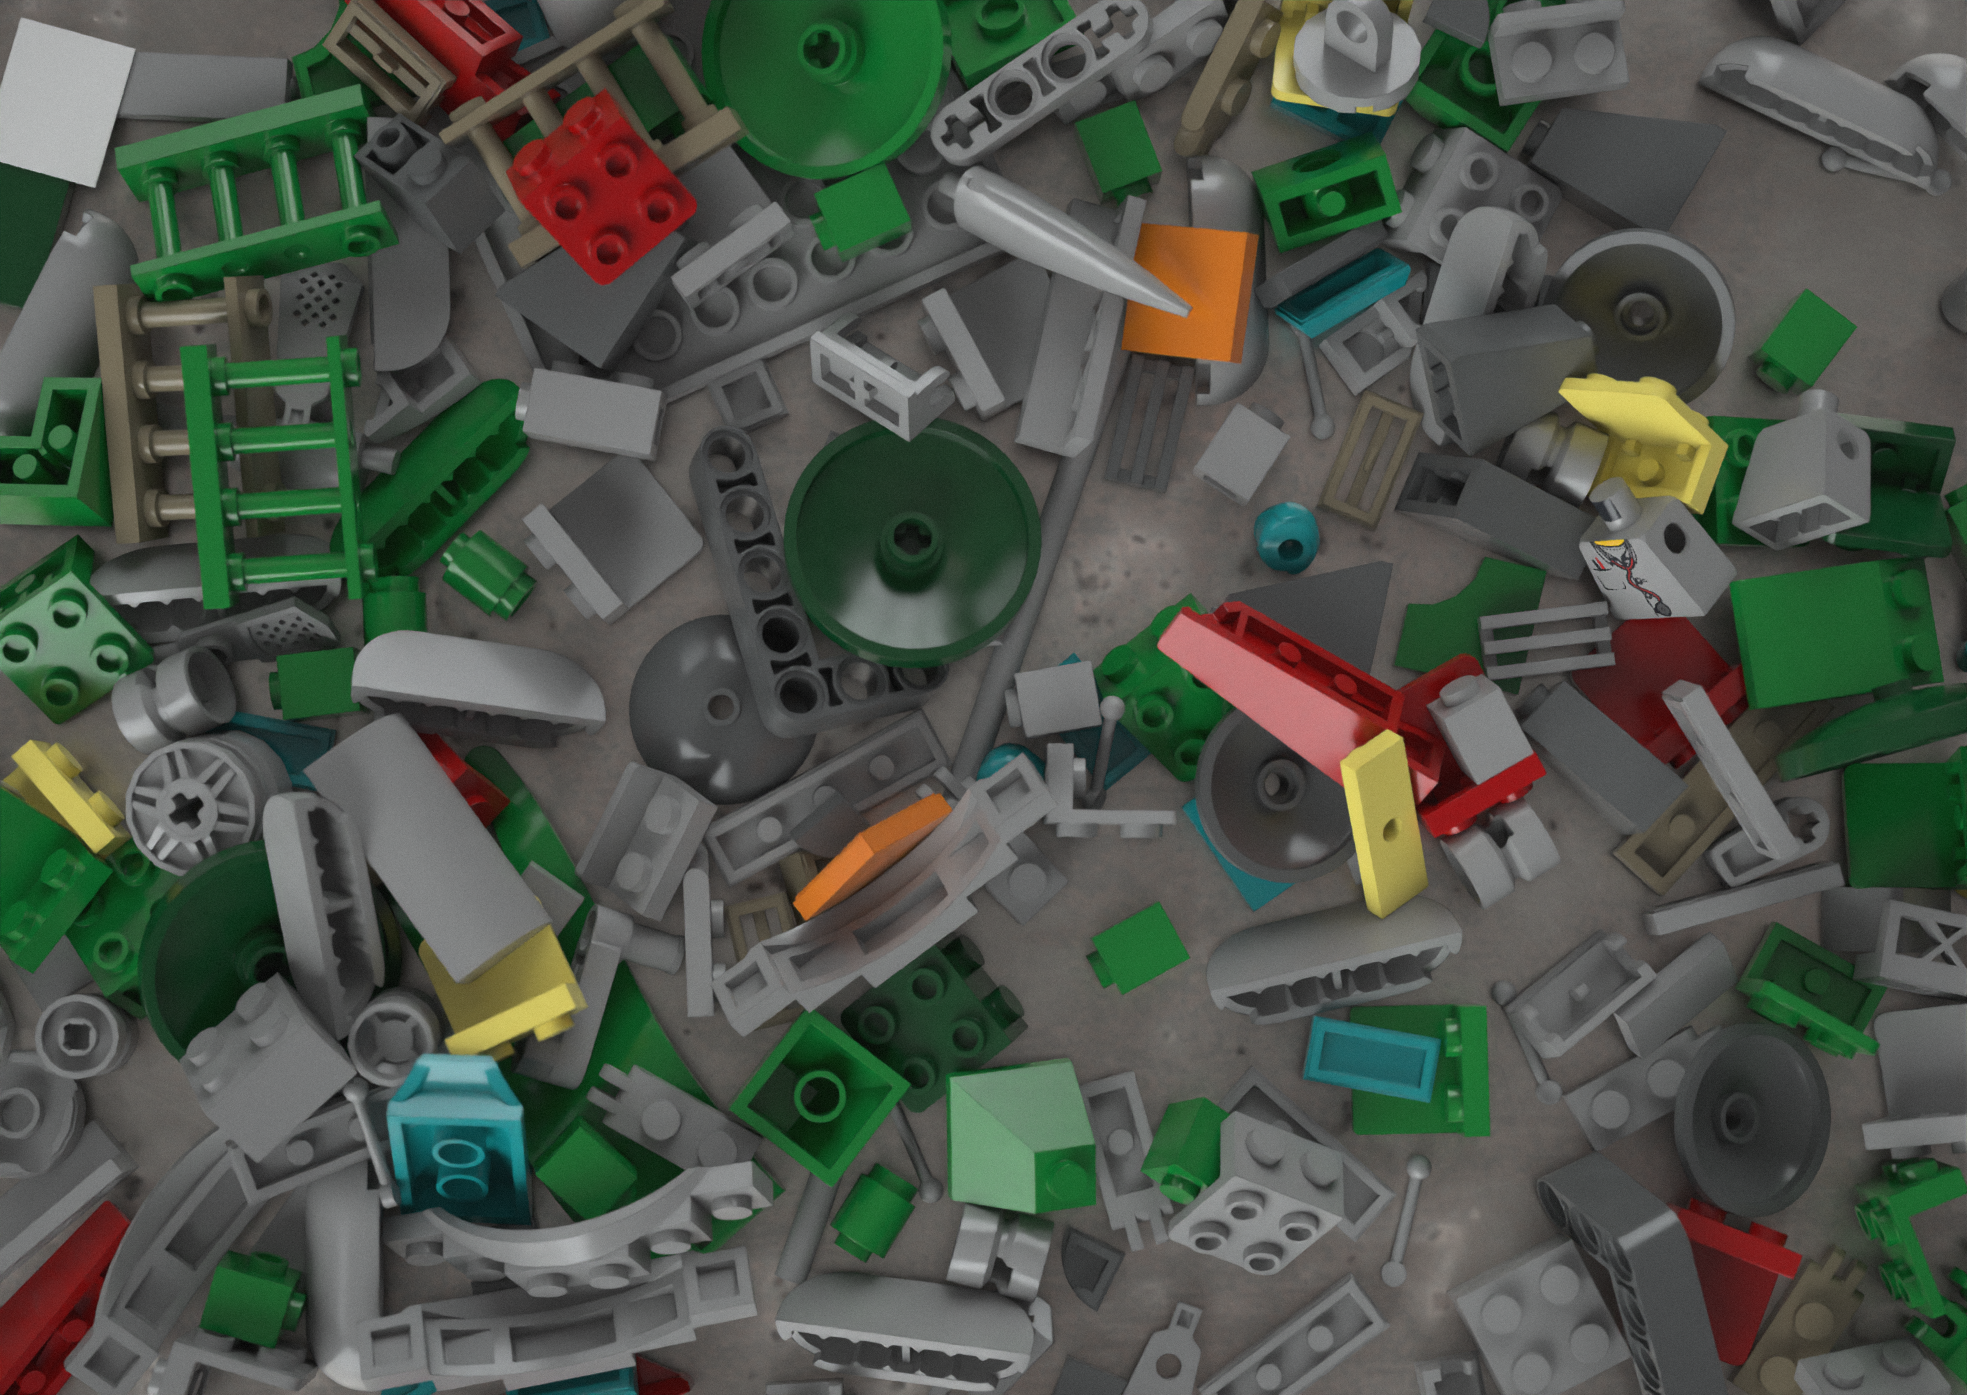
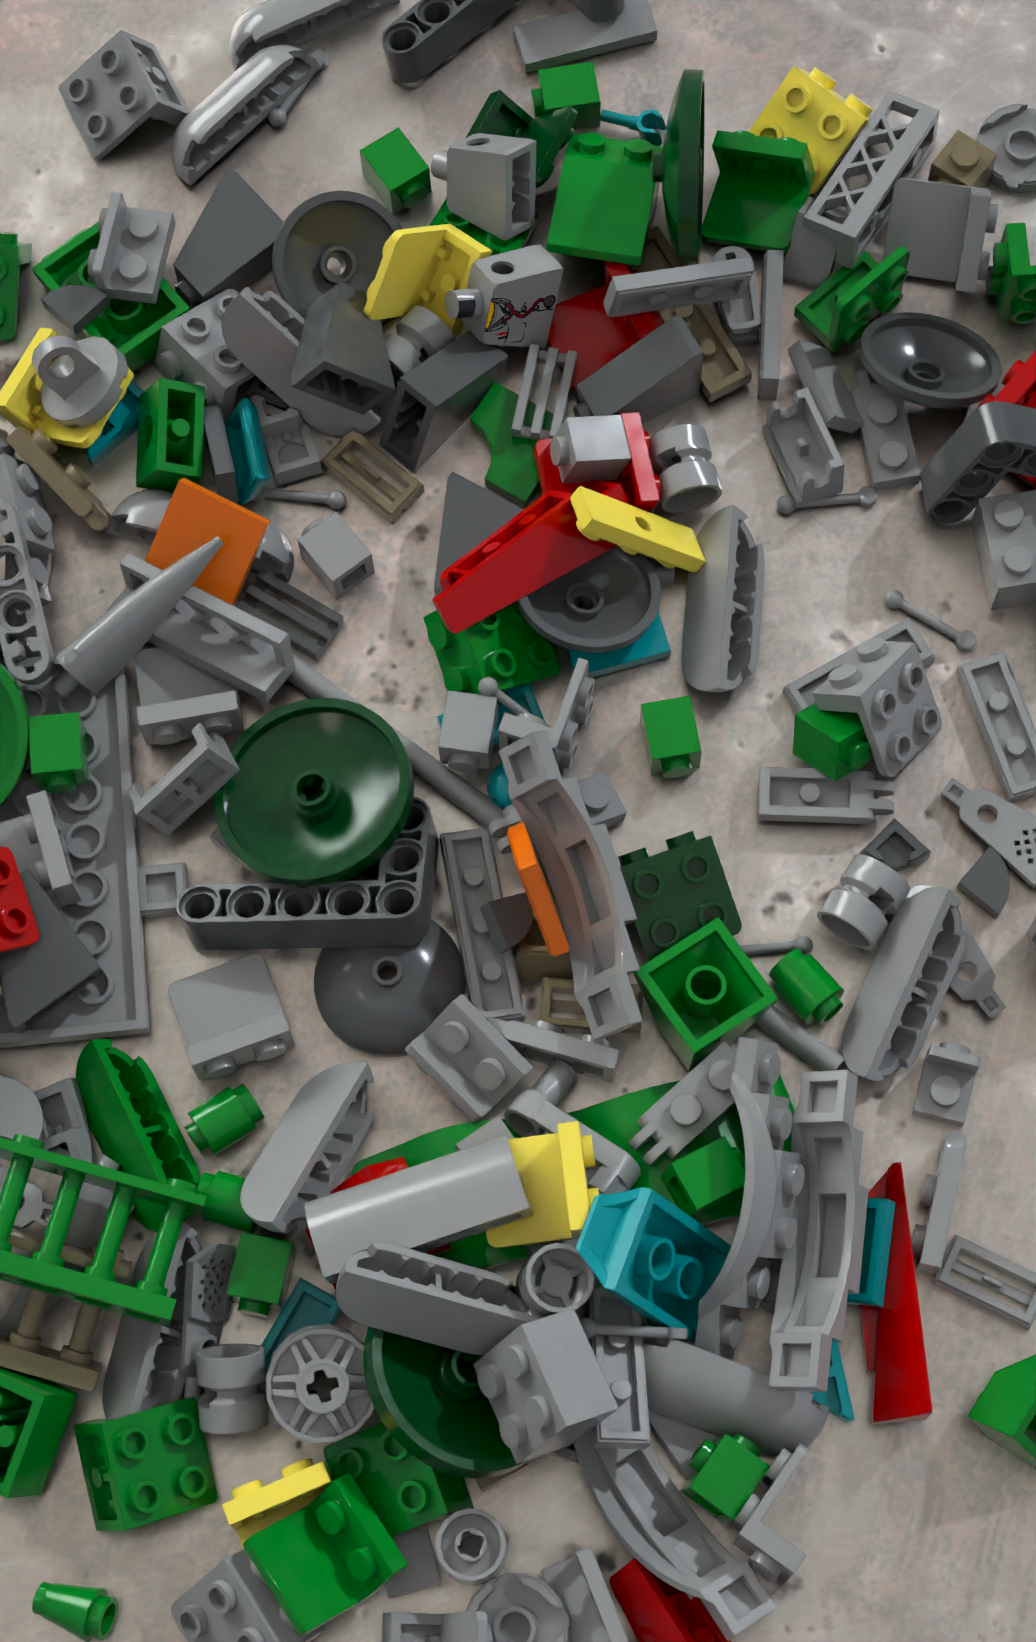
camera: 65 degrees left, 15 degrees down
(592, 412) = (130, 991): light grey brick -> none
(1020, 1138) = (785, 856): green slope -> none
(1118, 154) = (86, 571): green brick -> none
(1287, 537) = (407, 543): teal piece -> none
(1371, 1059) = (804, 601): teal tile -> none
(1461, 1076) = (824, 568): green bracket -> none

